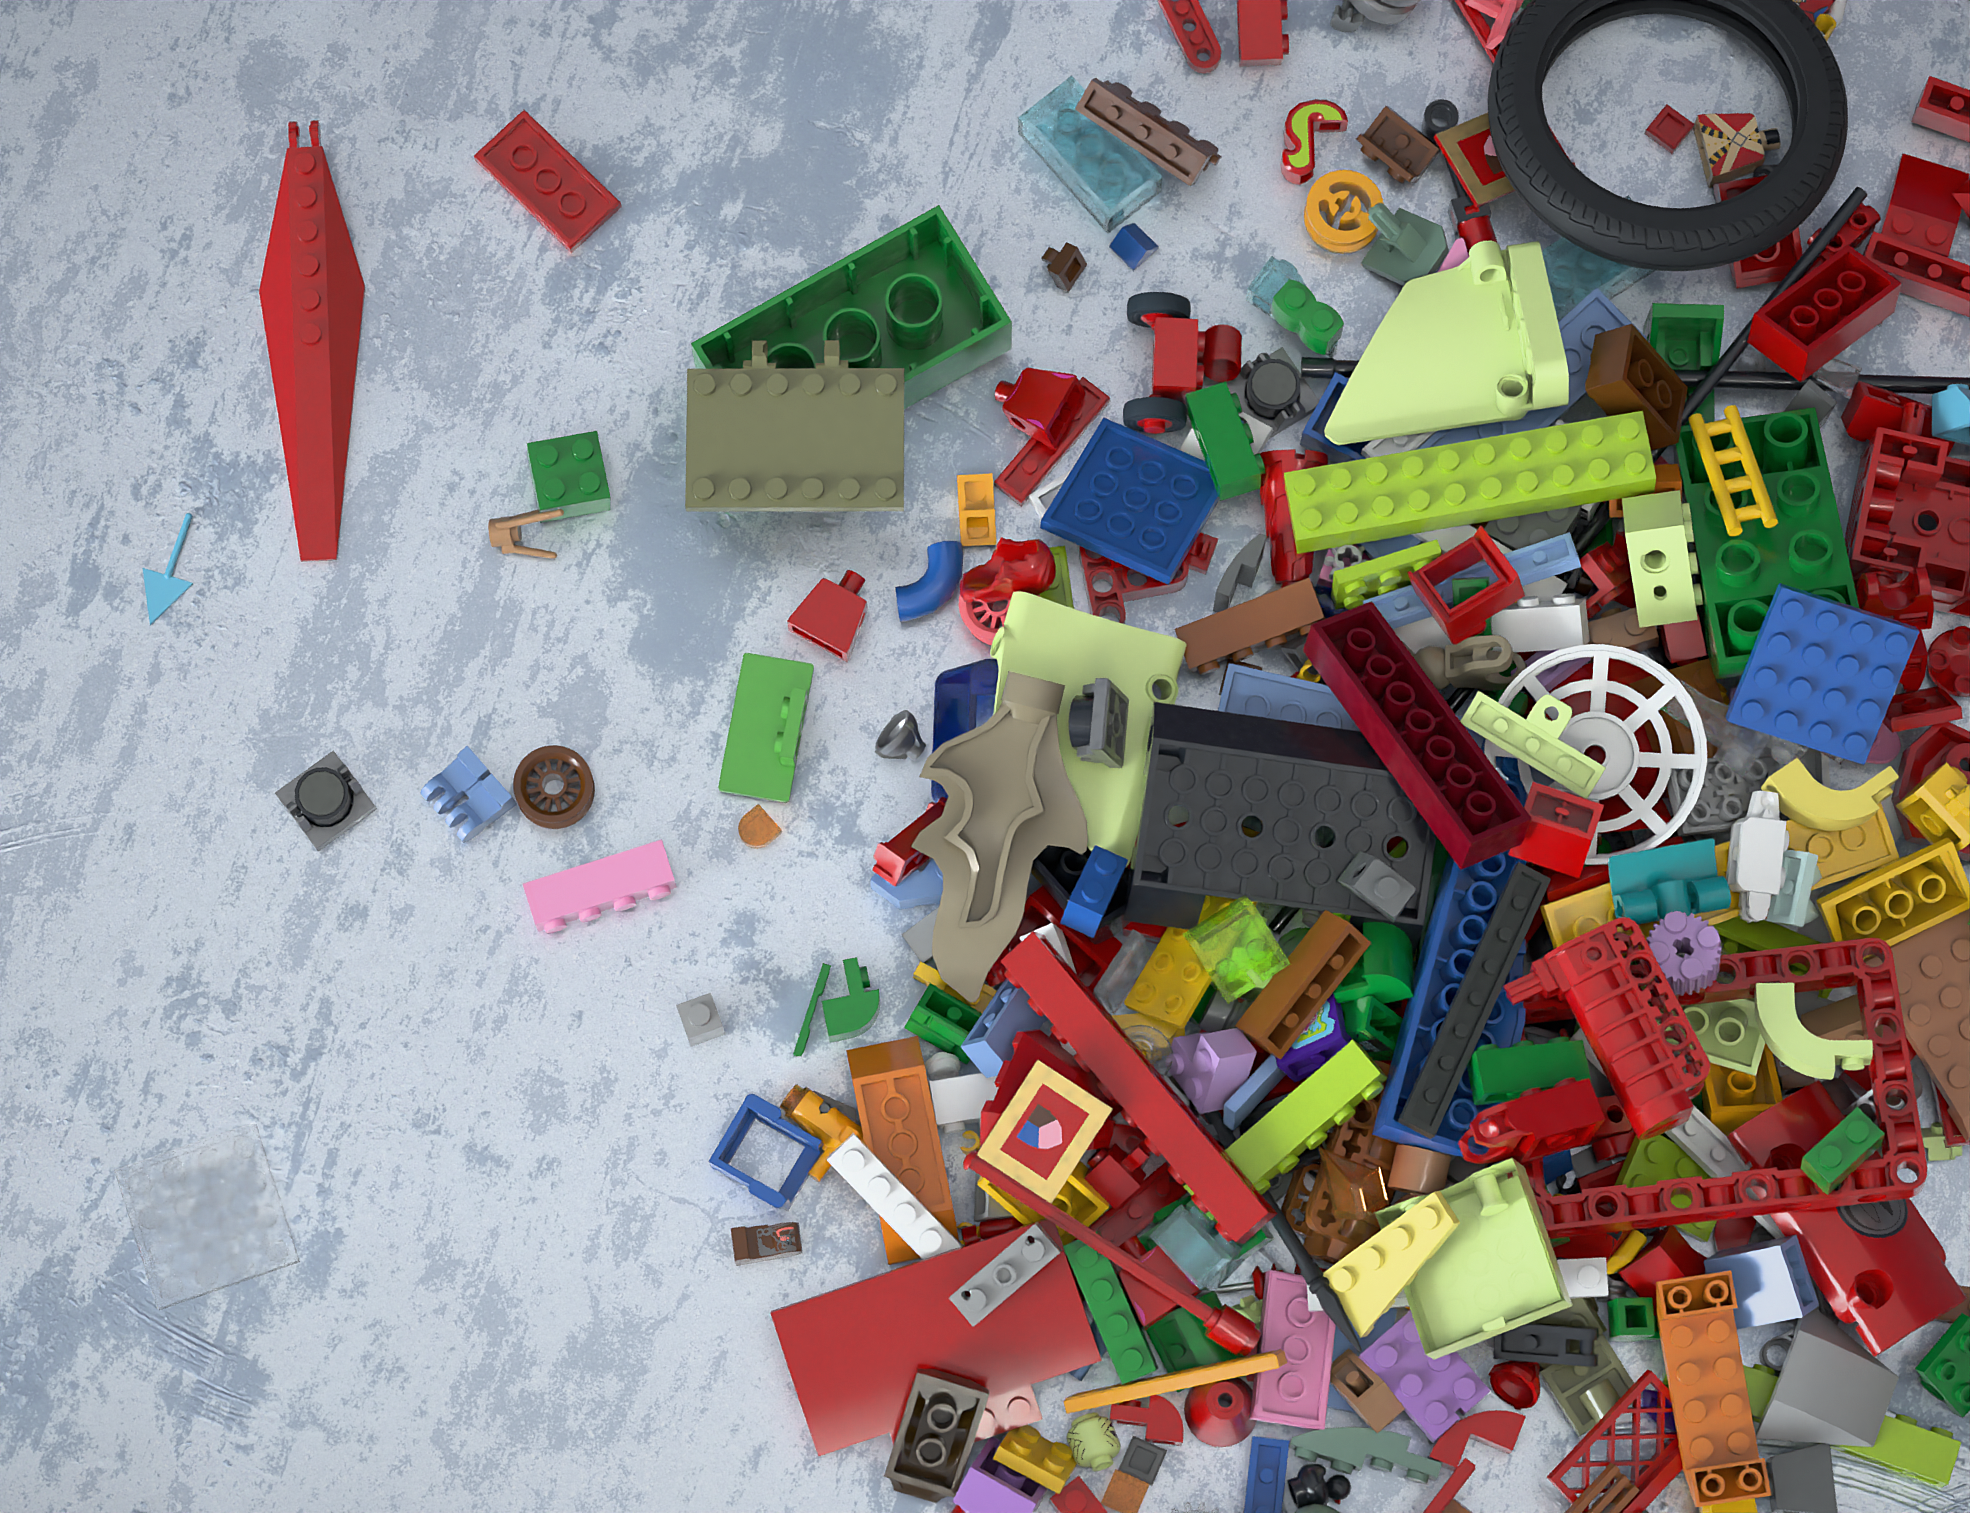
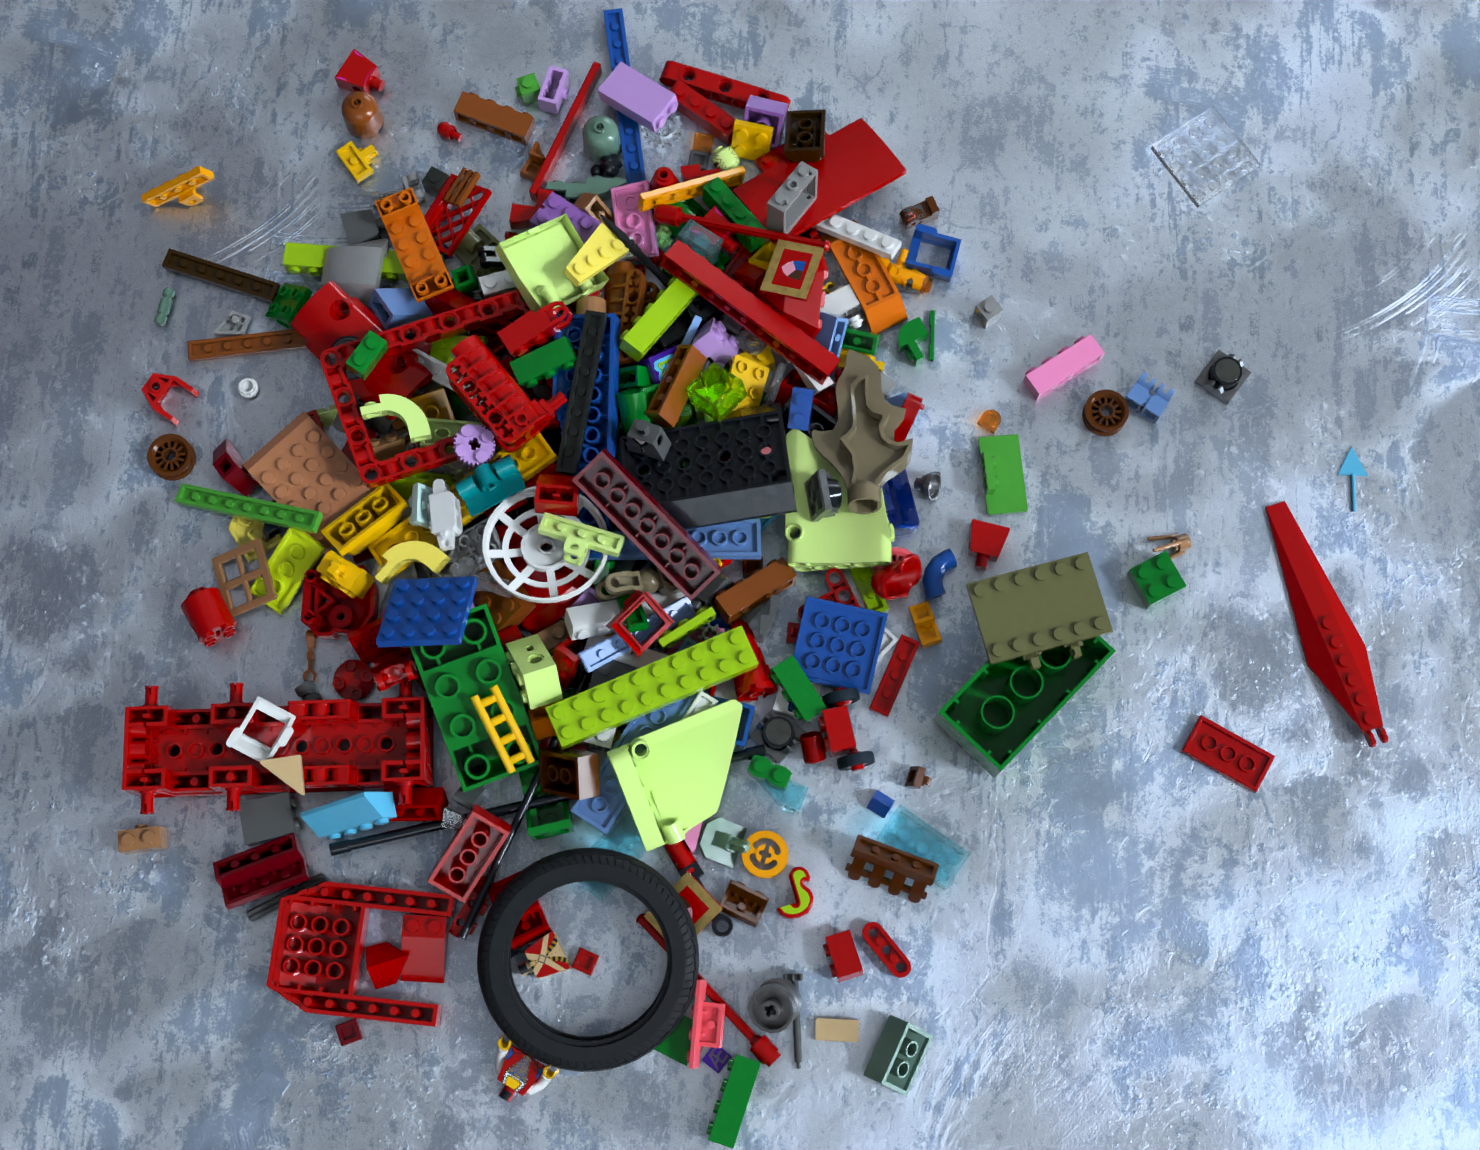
camera: 165 degrees right, 0 degrees up
(1041, 403) = (907, 689): red torso -> none
(1353, 1187) = (621, 292): clear orange slope -> none

